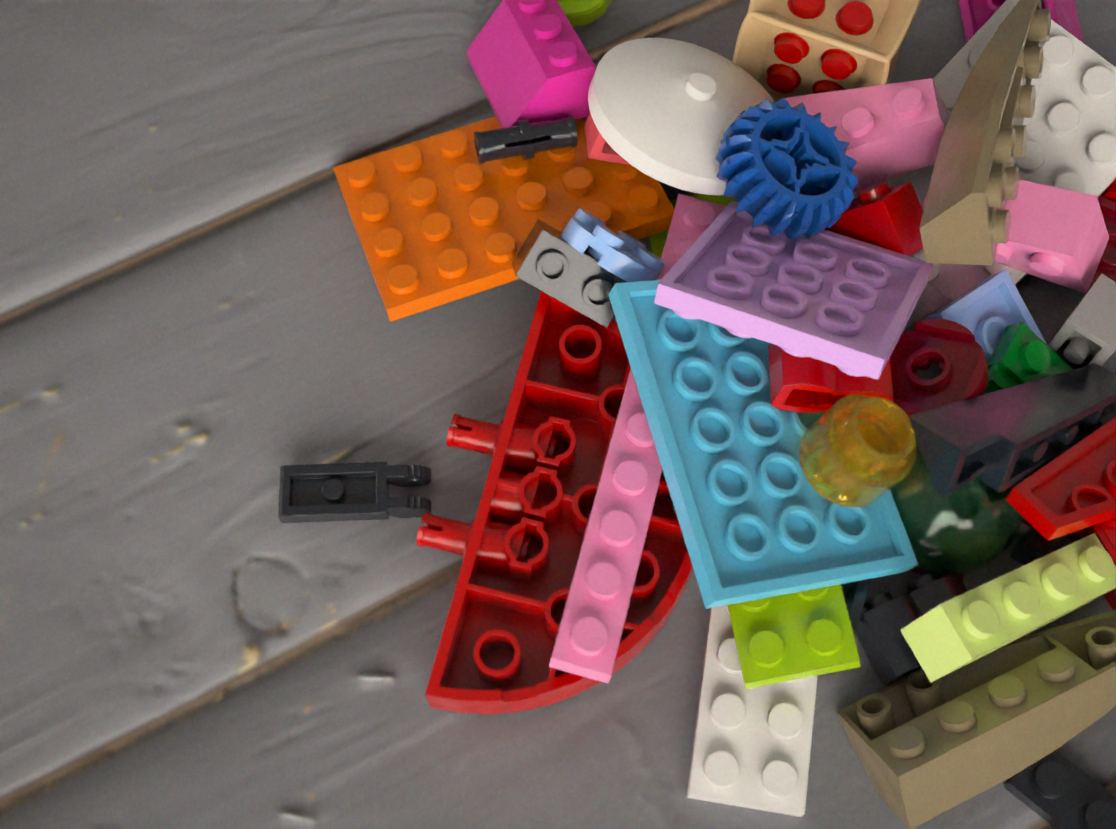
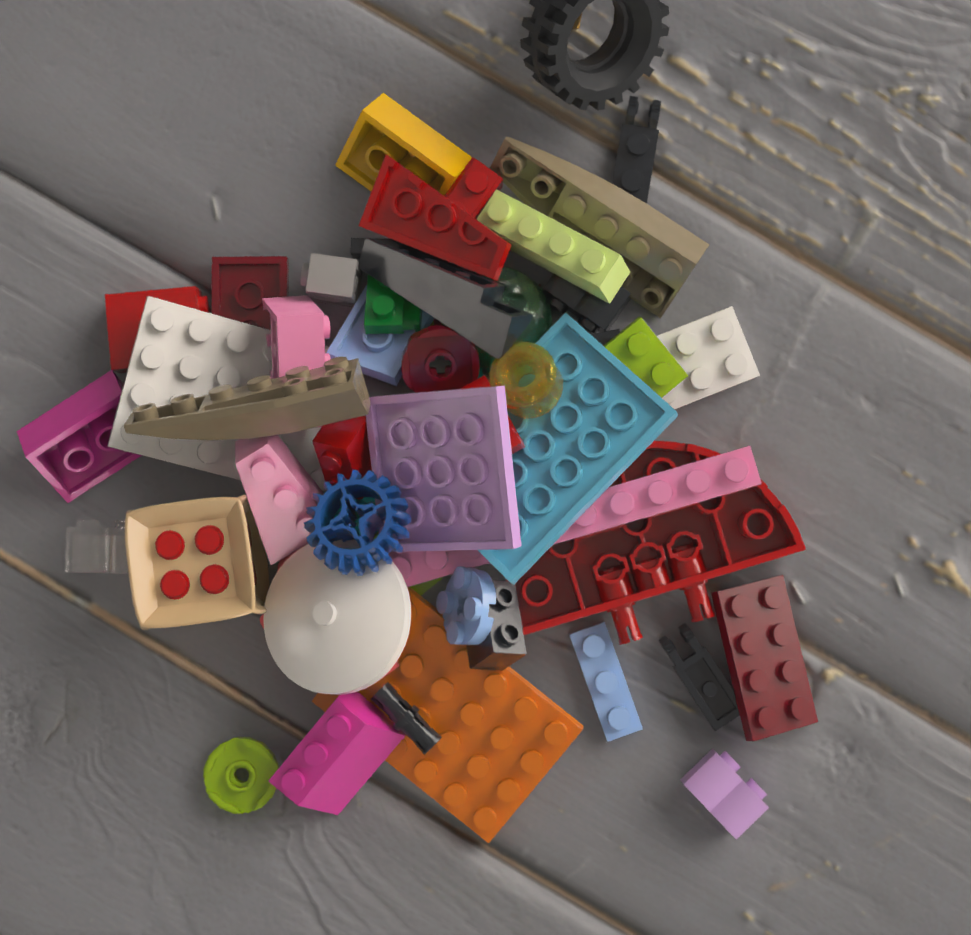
camera: 125 degrees left, 20 degrees up
(202, 437) = (725, 793): none -> lavender brick
(326, 578) = (764, 657): none -> dark red plate
(422, 385) = (605, 681): none -> light blue plate

